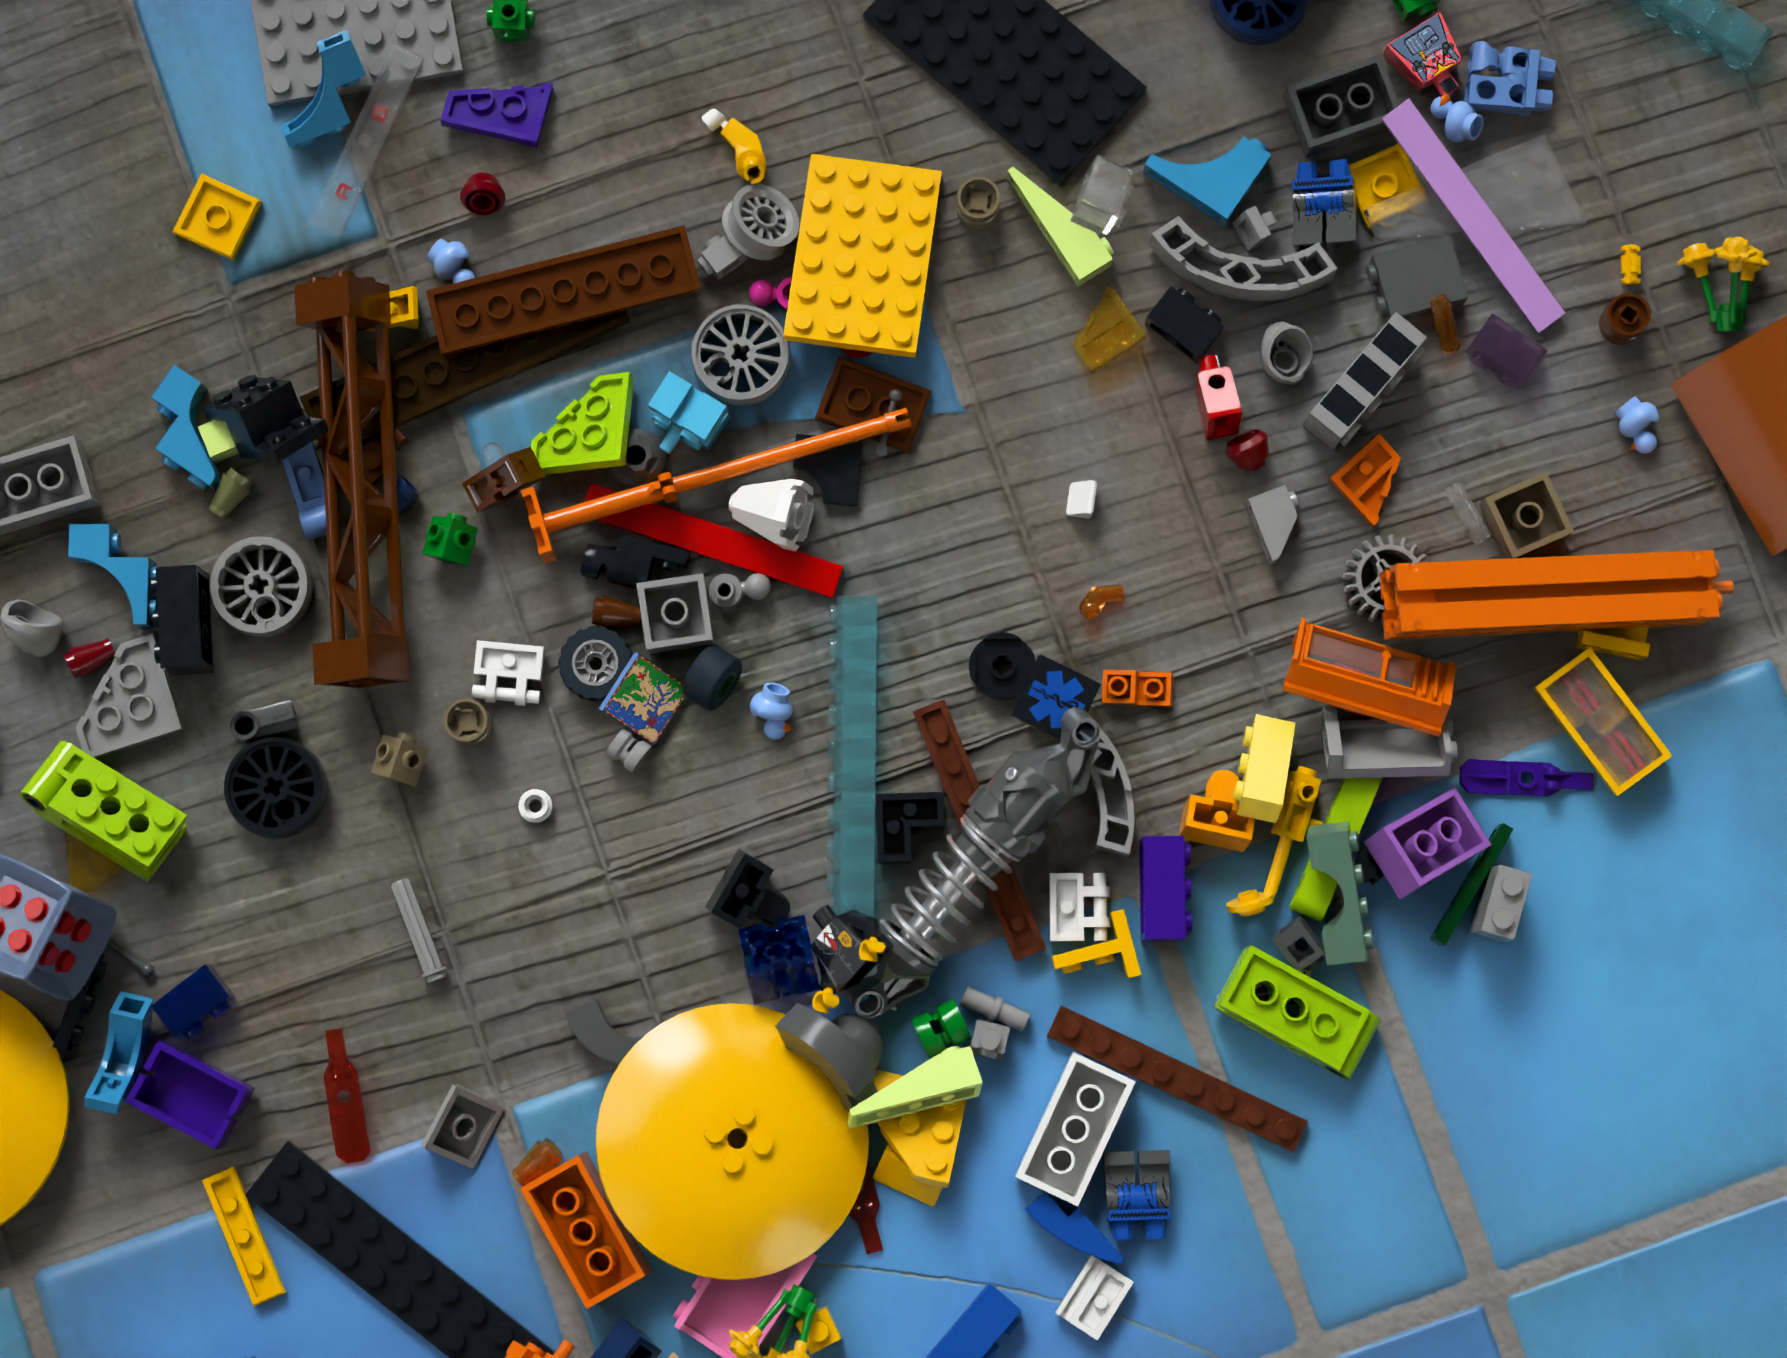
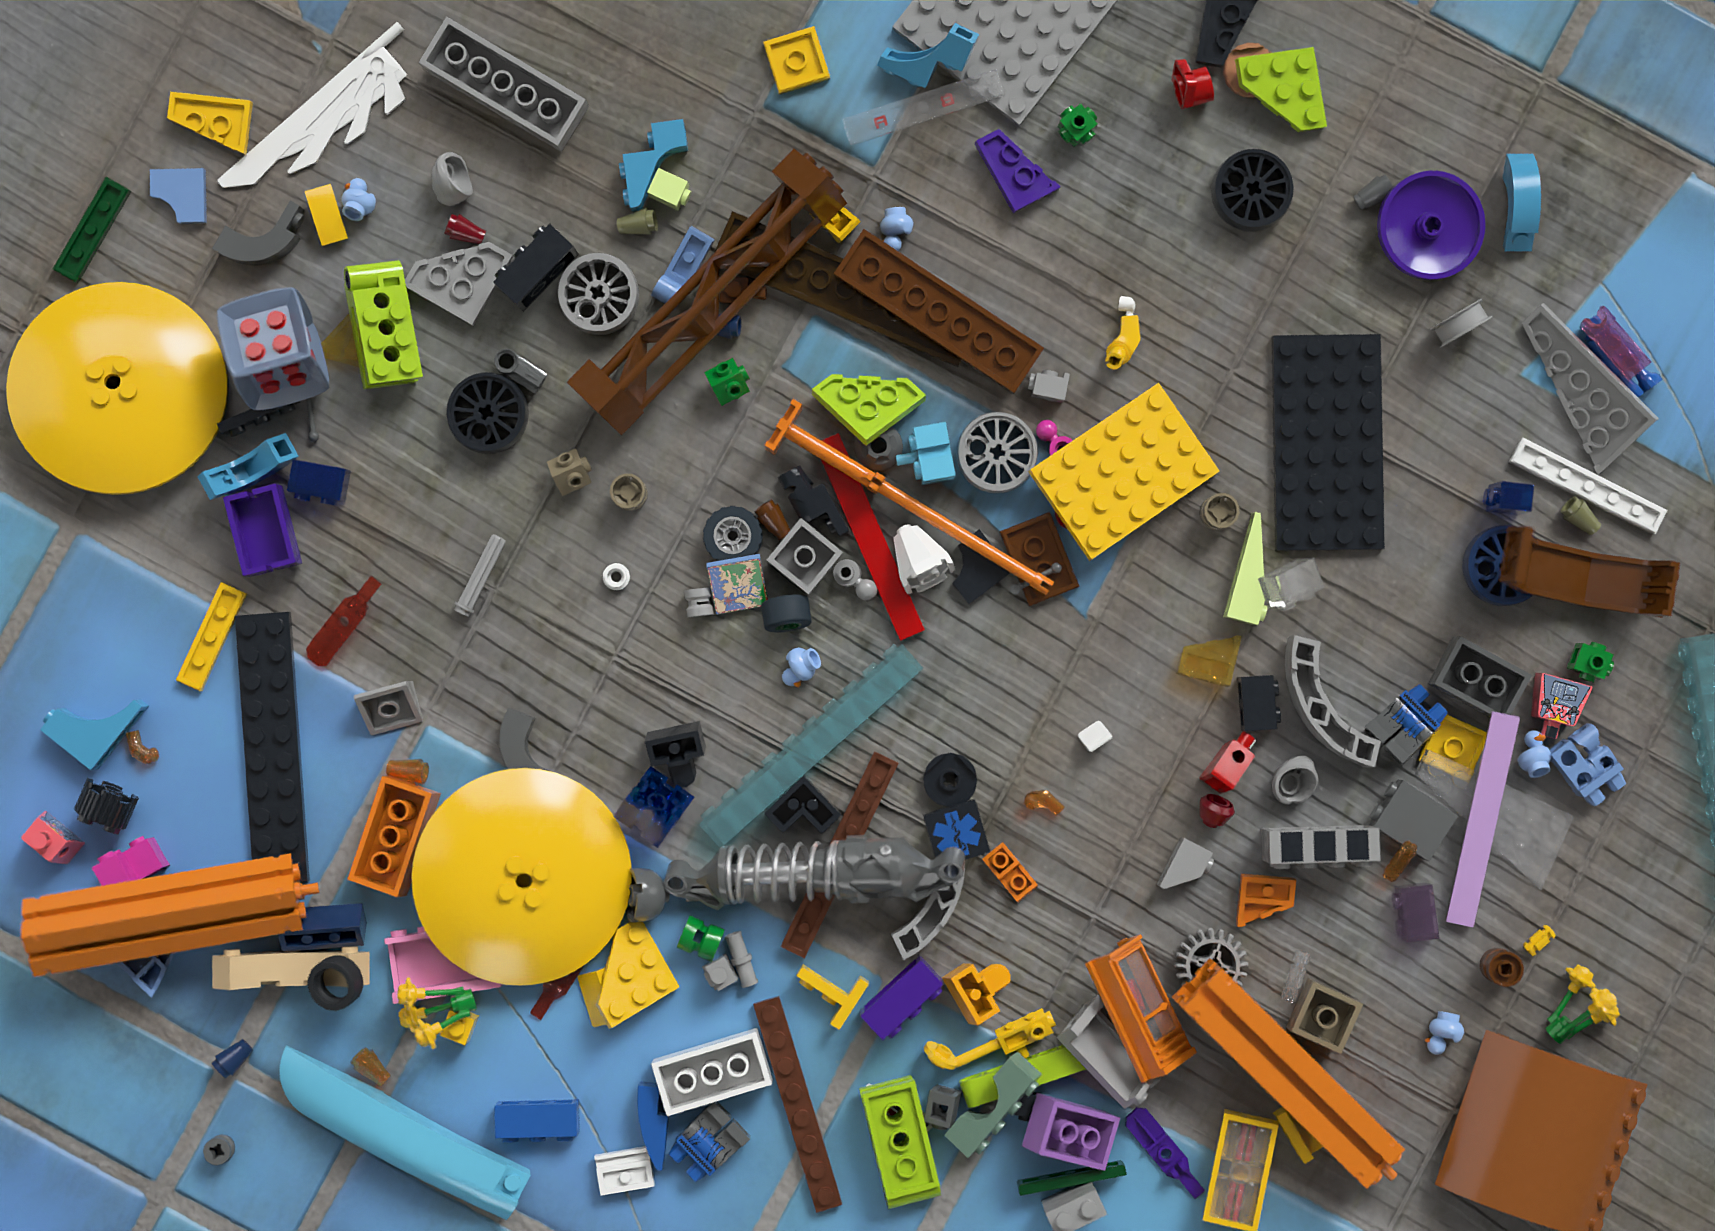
camera: 45 degrees right, 5 degrees up
(98, 546) = (535, 175): dark azure arch -> none
(265, 418) = (698, 204): black bracket -> none
(482, 194) = (954, 207): dark red cone -> none
(502, 477) = (793, 378): reddish brown piece -> none
(508, 661) = (688, 484): white plate -> none
(760, 222) = (1088, 391): light grey wheel -> none
(830, 1050) = (625, 889): dark grey arch -> none
(845, 952) = (691, 844): black torso -> none
(935, 1083) = (664, 965): yellowish green slope -> none
(1067, 906) = (840, 948): white plate -> none
(1215, 185) = (1359, 645): dark azure arch -> none
(1254, 227) = (1355, 691): light grey tile -> none
(1264, 768) = (1028, 994): light yellow brick -> none

